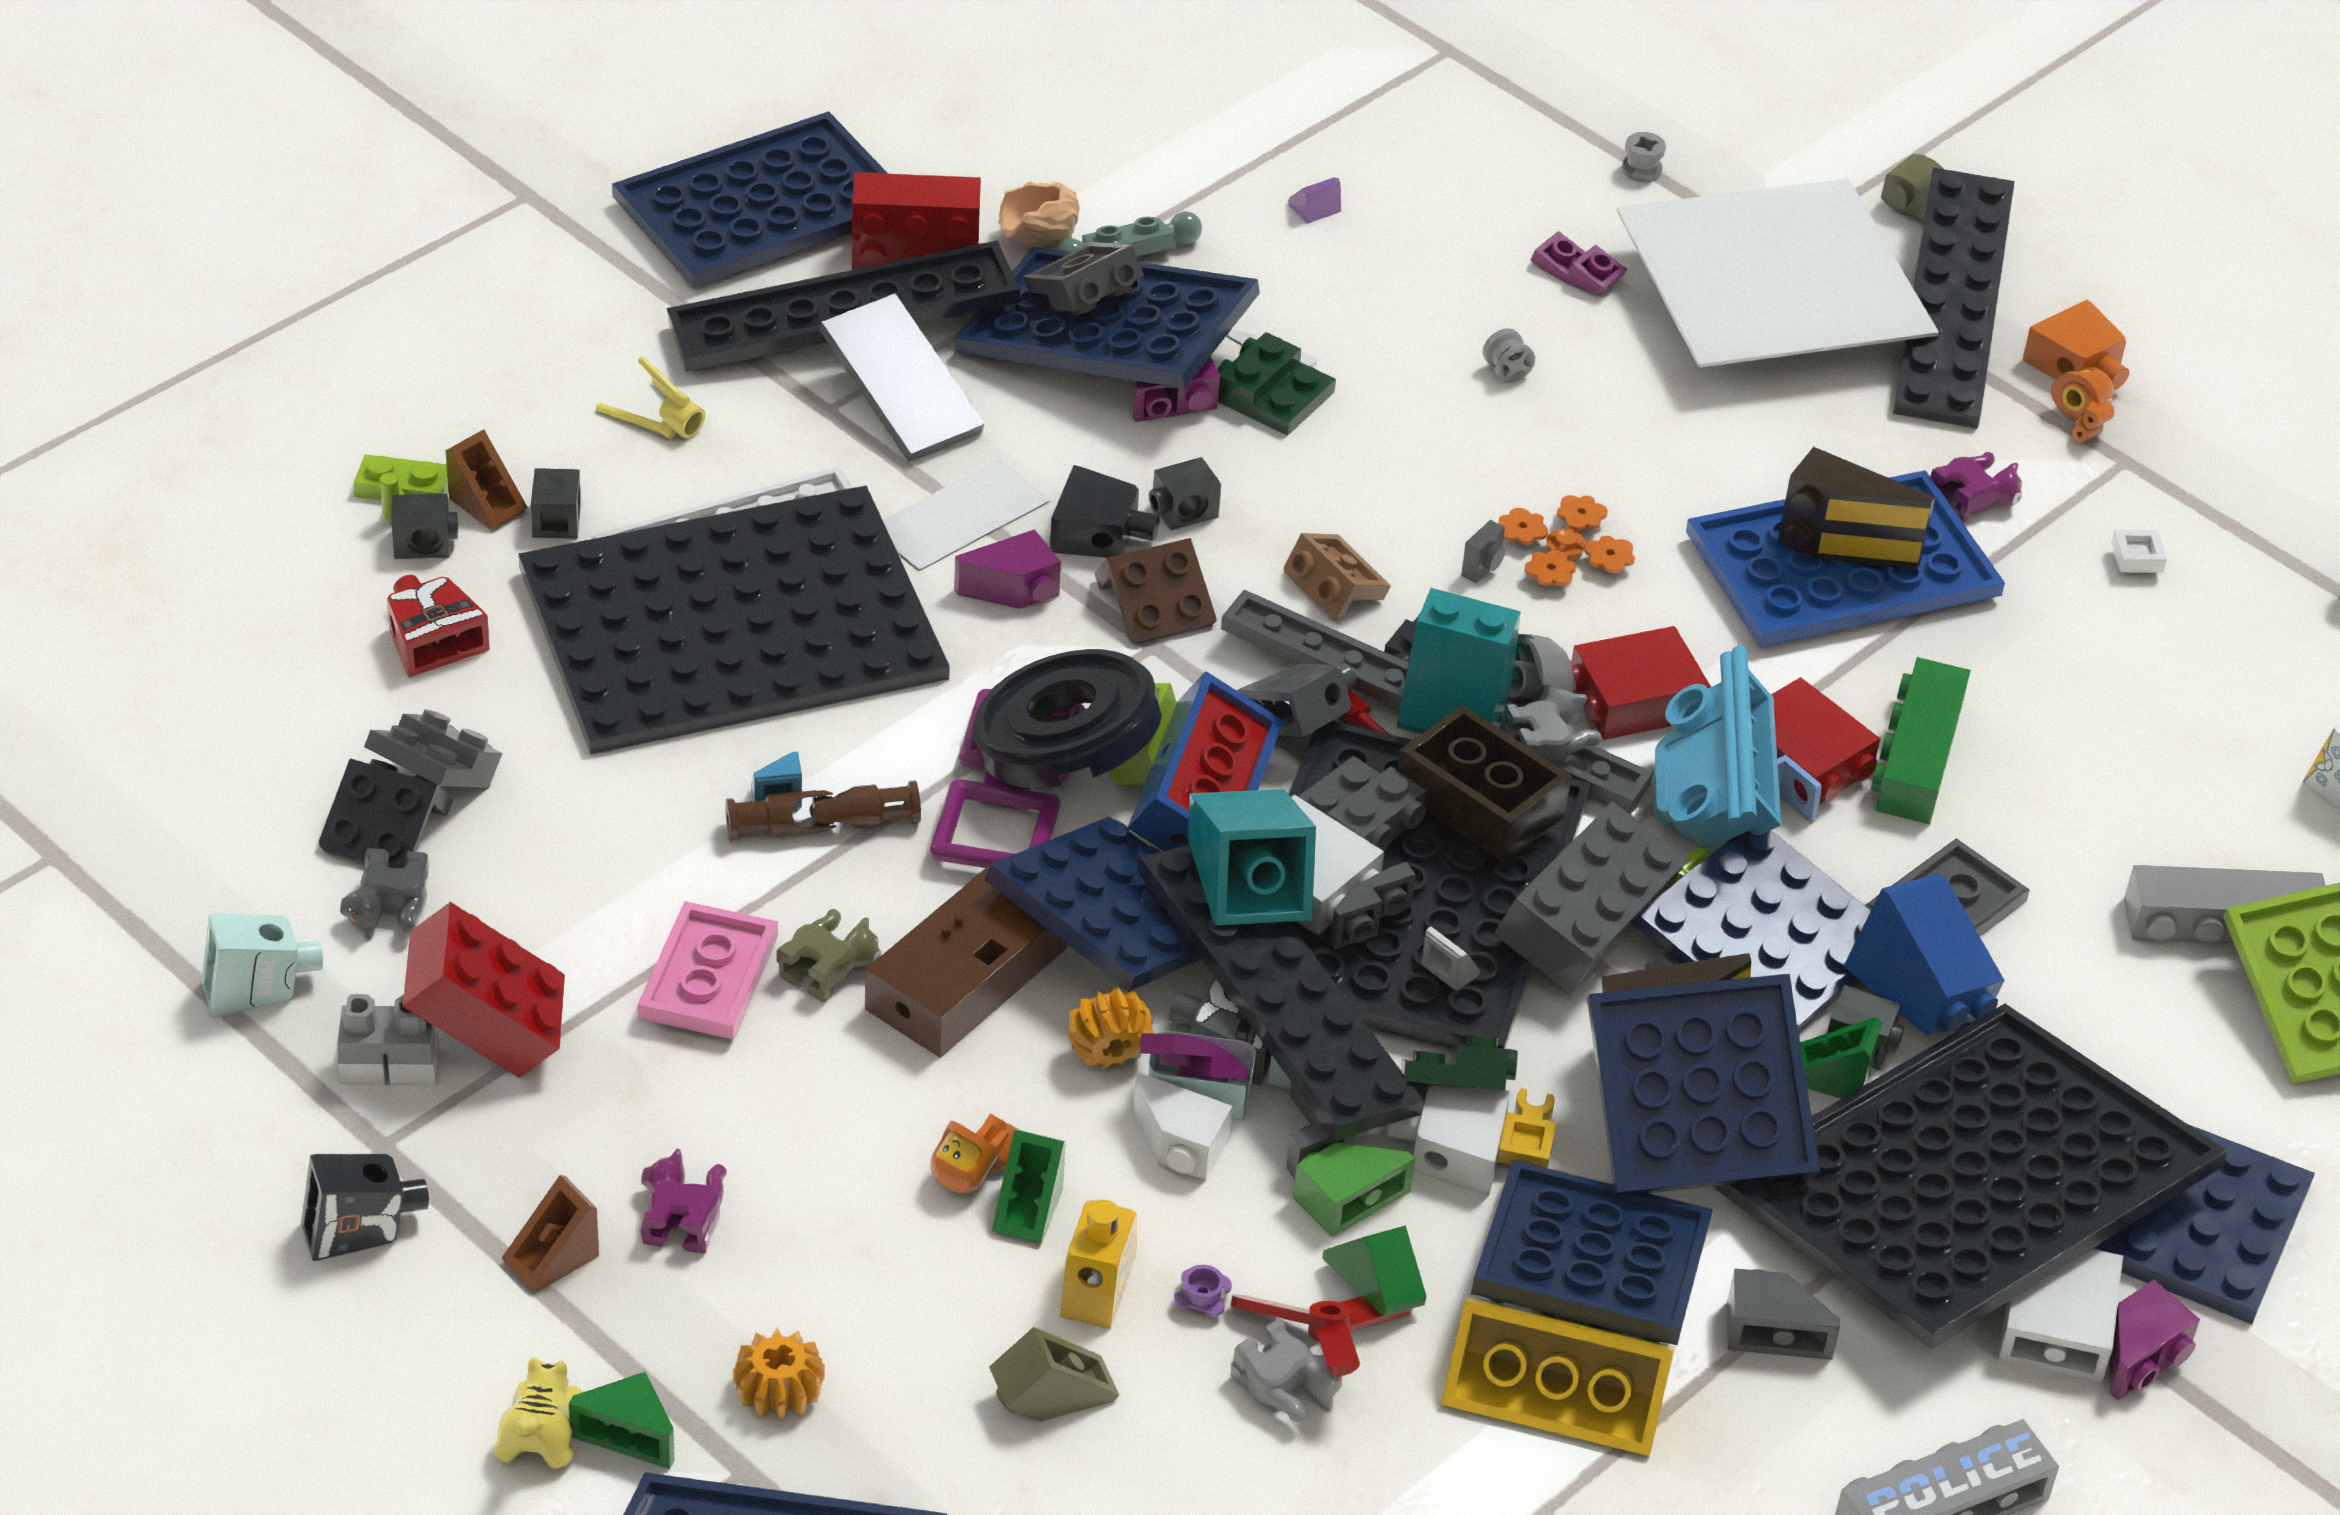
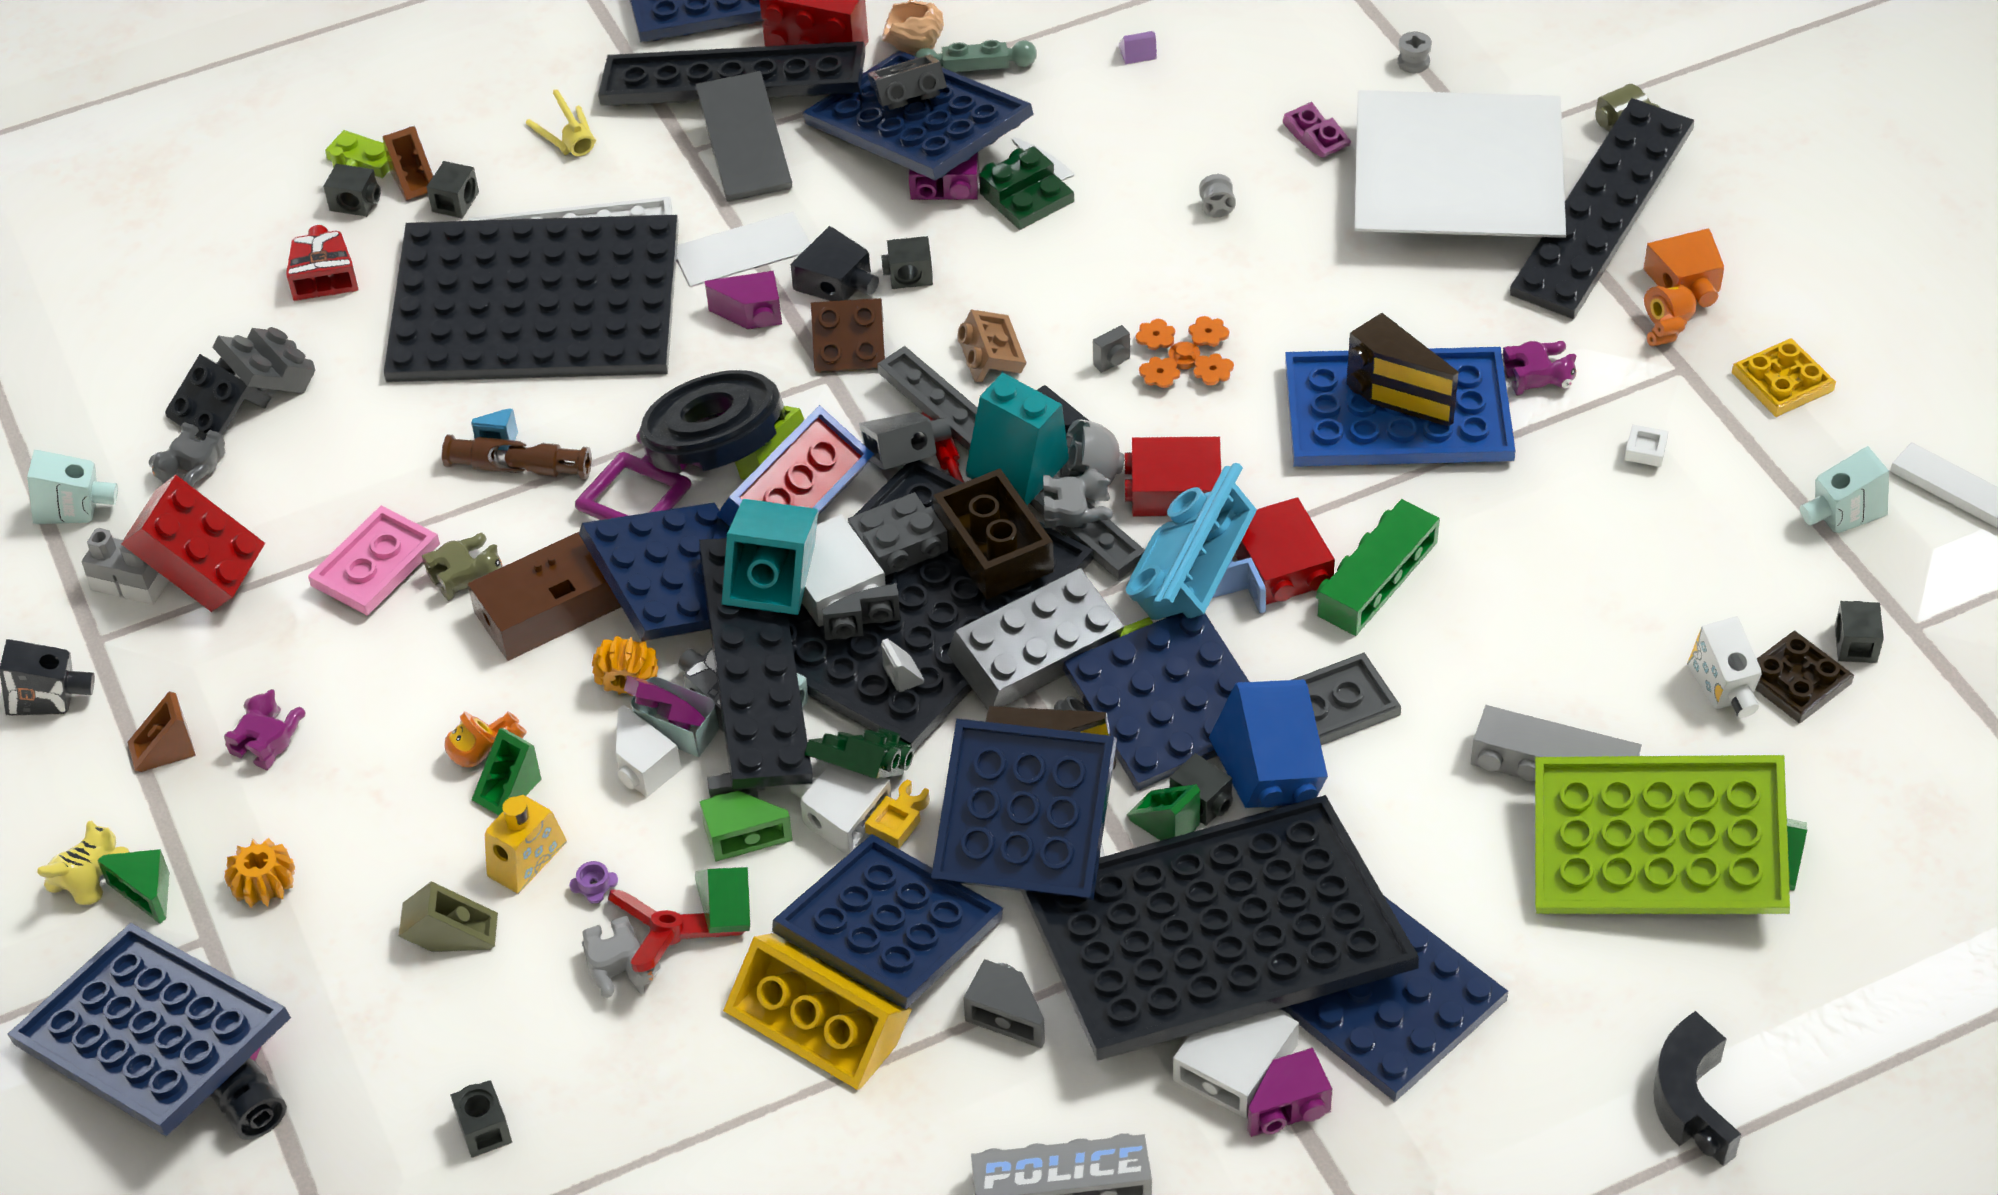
camera: 25 degrees right, 5 degrees up
(2239, 451) = (1783, 377): none -> yellow tile

